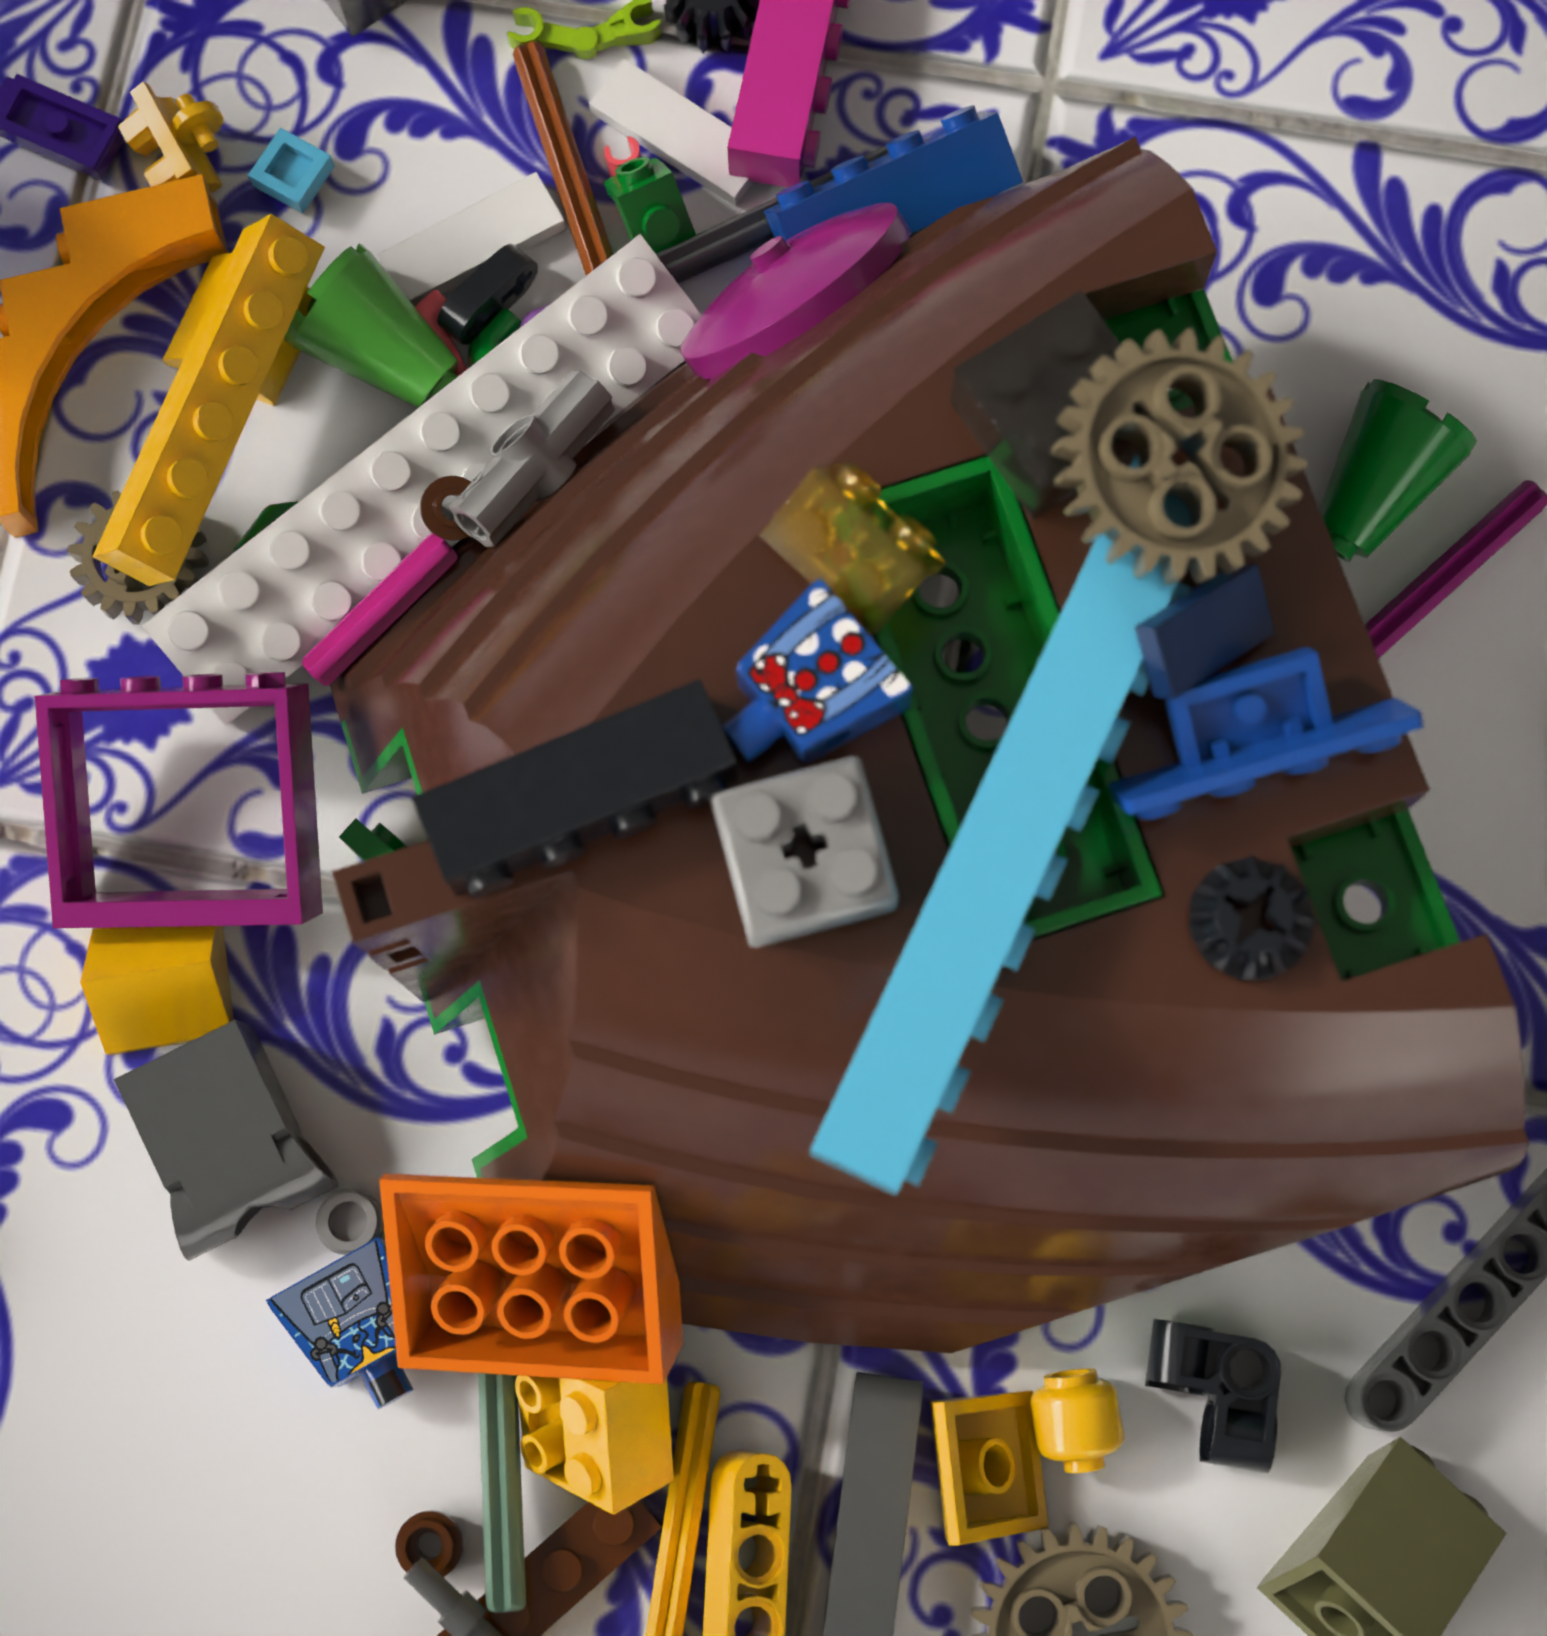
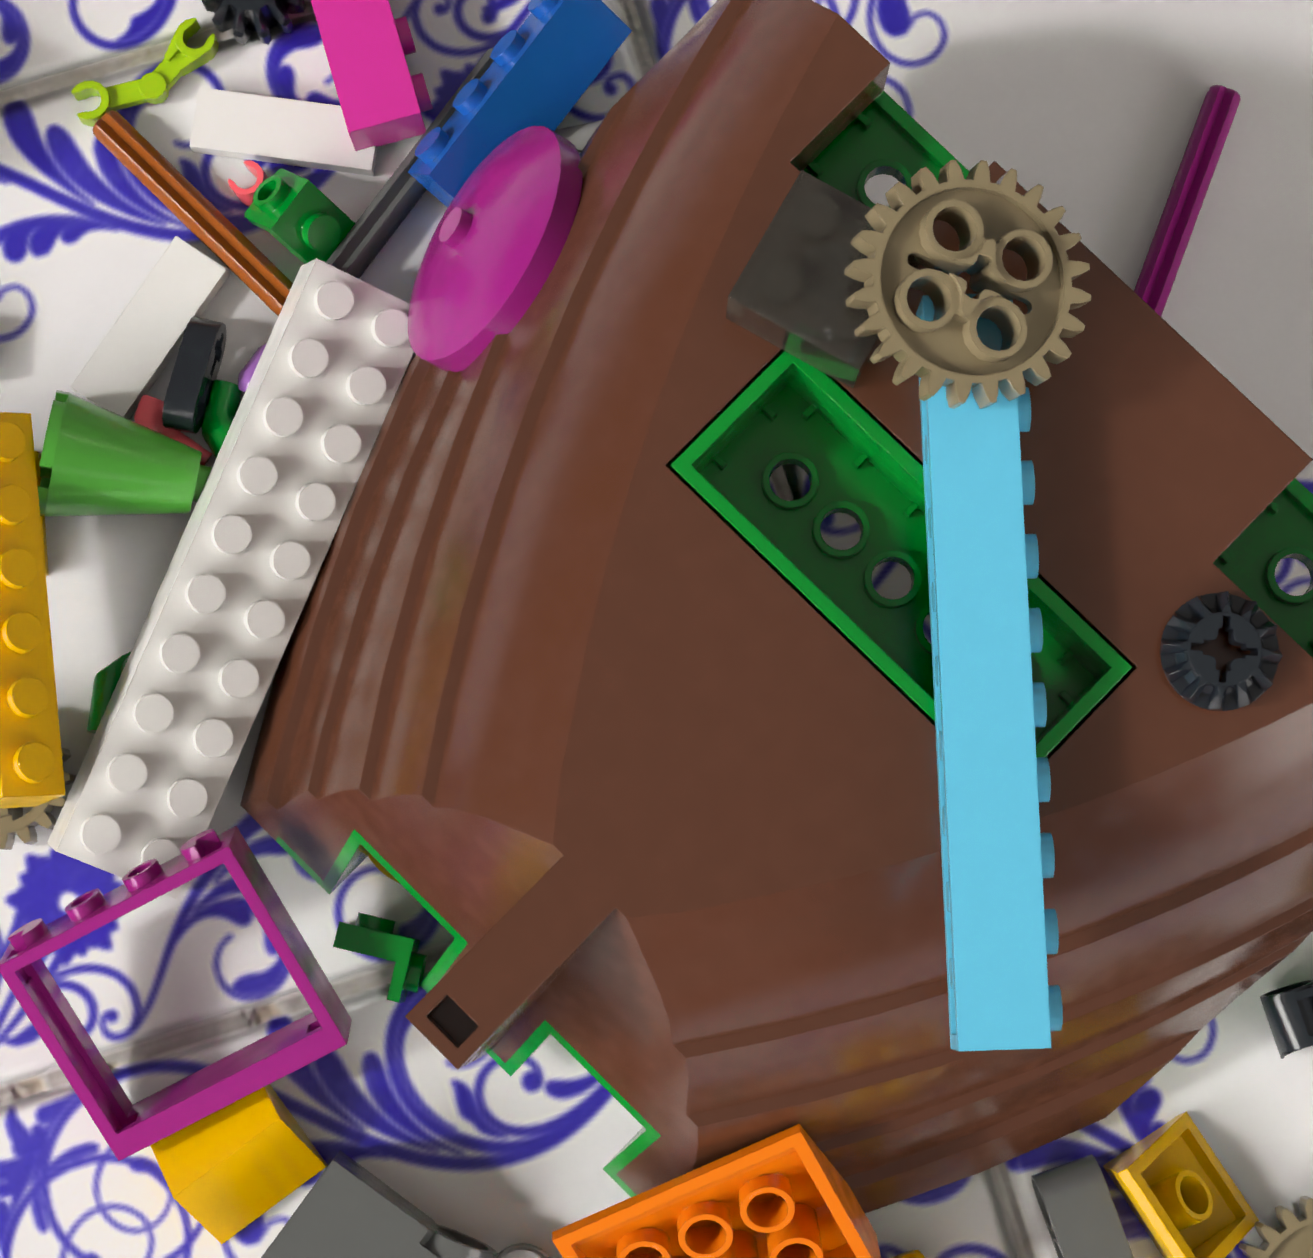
camera: 30 degrees left, 5 degrees up
(379, 609) = (262, 723): dark pink axle -> none
(431, 507) = (261, 599): reddish brown plate -> none
(532, 458) = (333, 519): light grey piece -> none
(577, 790) = (588, 836): black brick -> none
(814, 682) = (743, 637): torso -> none
(829, 807) = (863, 790): light grey brick -> none
(853, 542) = (712, 494): clear yellow bracket -> none
(1077, 1419) = (1239, 1118): yellow head -> none
(1204, 630) = (1060, 424): dark blue tile -> none
(1254, 725) = (1143, 484): blue bracket -> none
(1388, 466) = (1088, 138): green cone -> none

